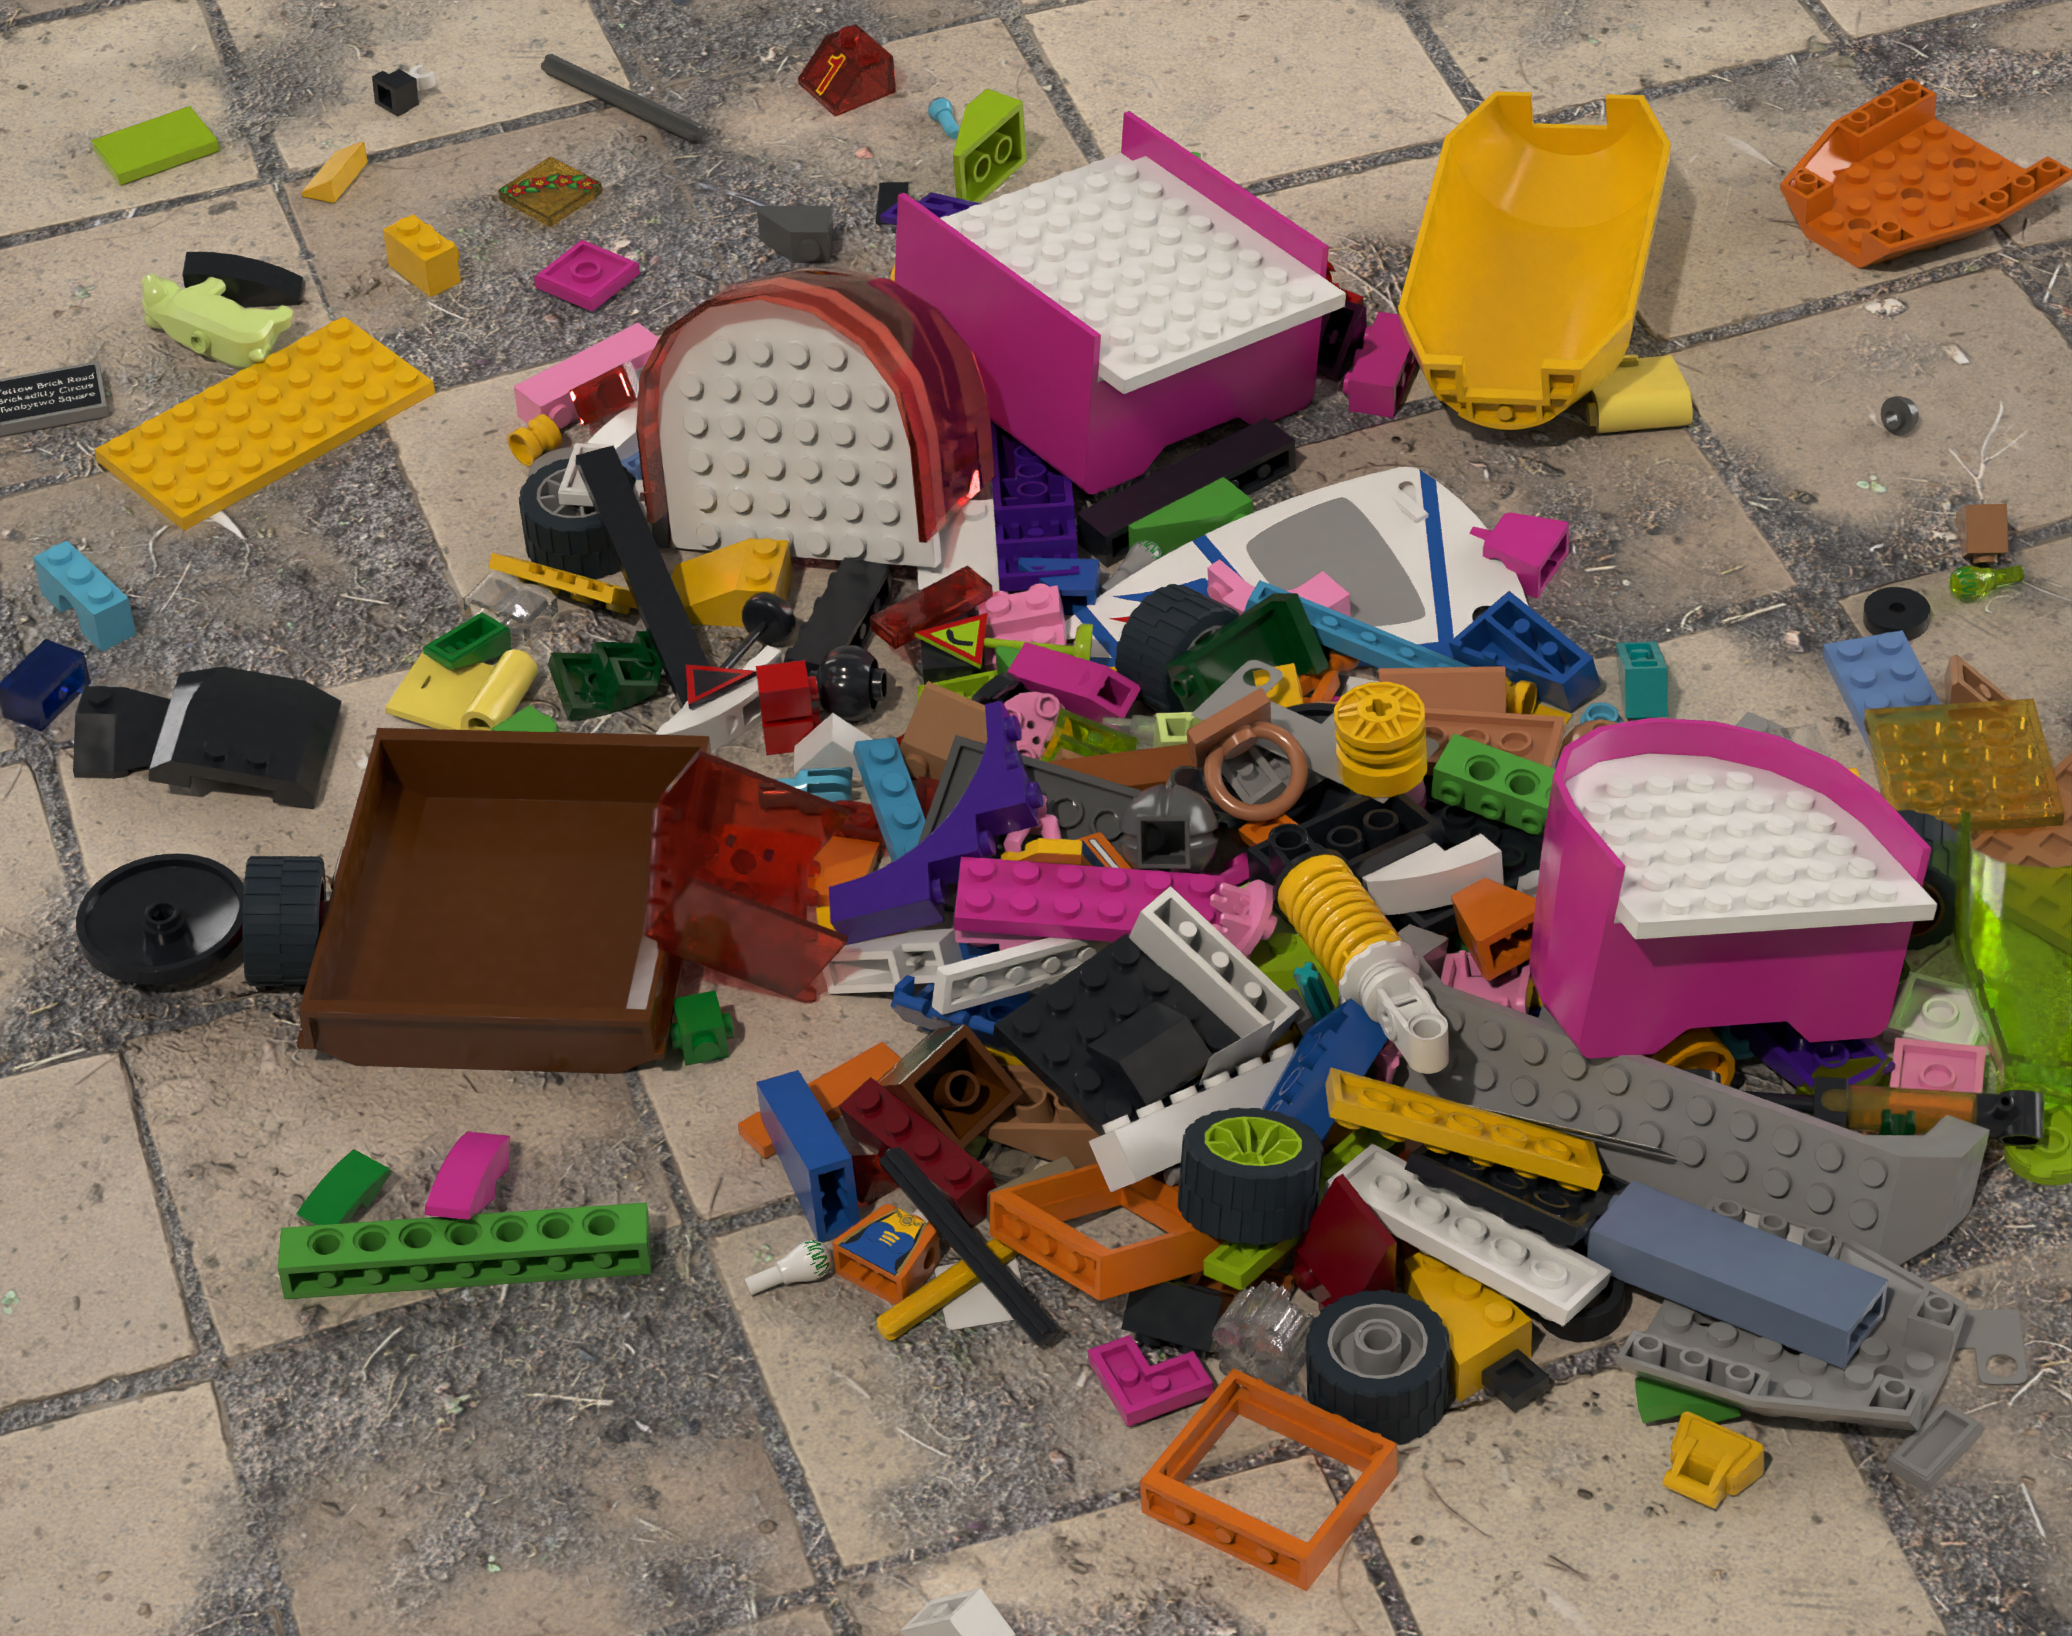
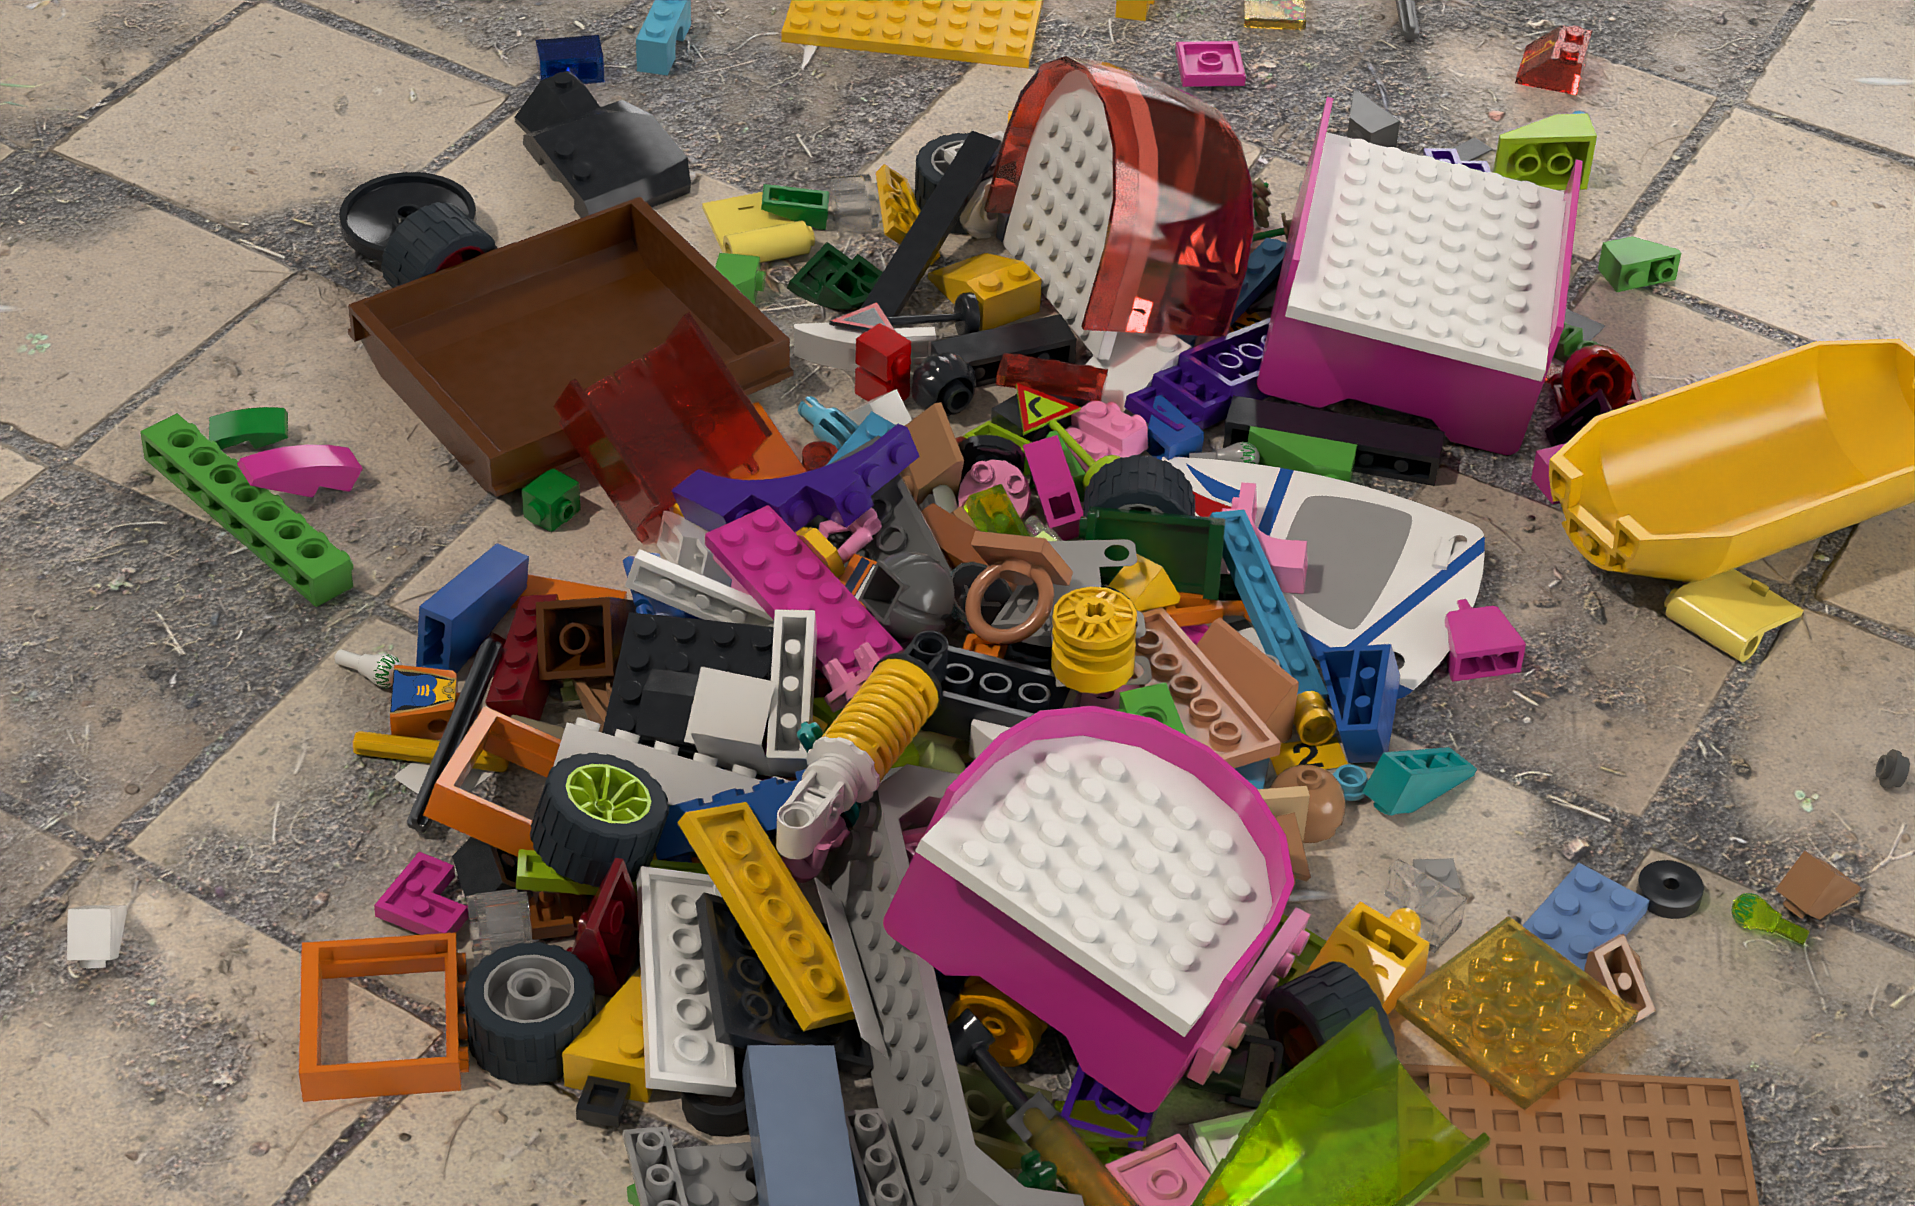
camera: 45 degrees right, 0 degrees up
(1200, 1018) = (730, 706): none -> white sticker

